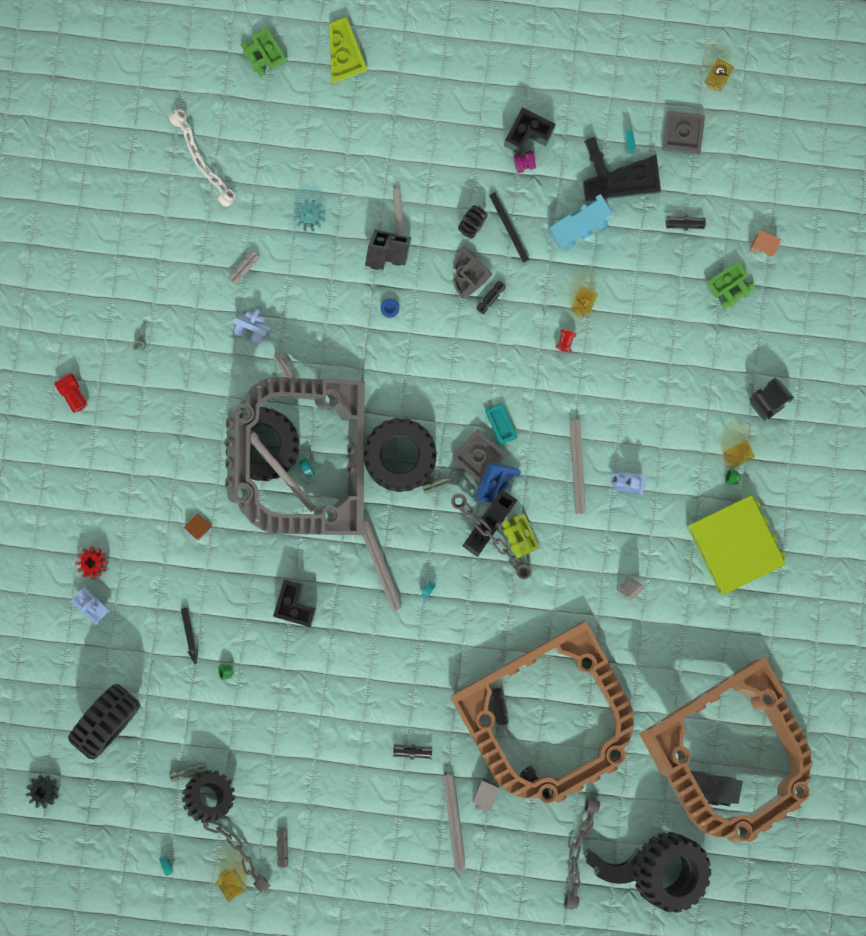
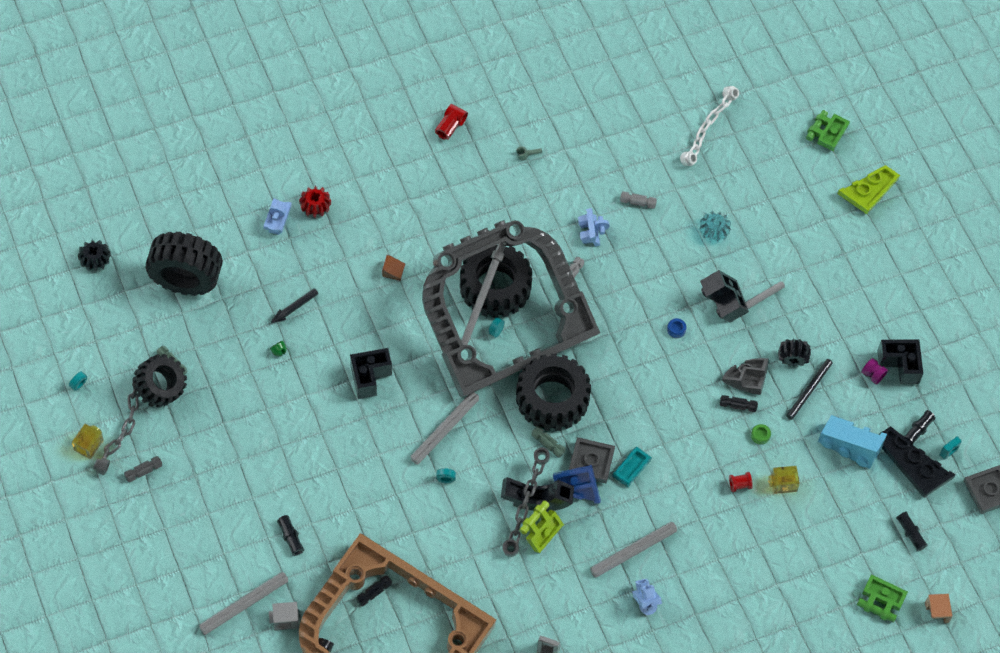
camera: 55 degrees right, 25 degrees down
(529, 295) = (760, 434): none -> bright green tile

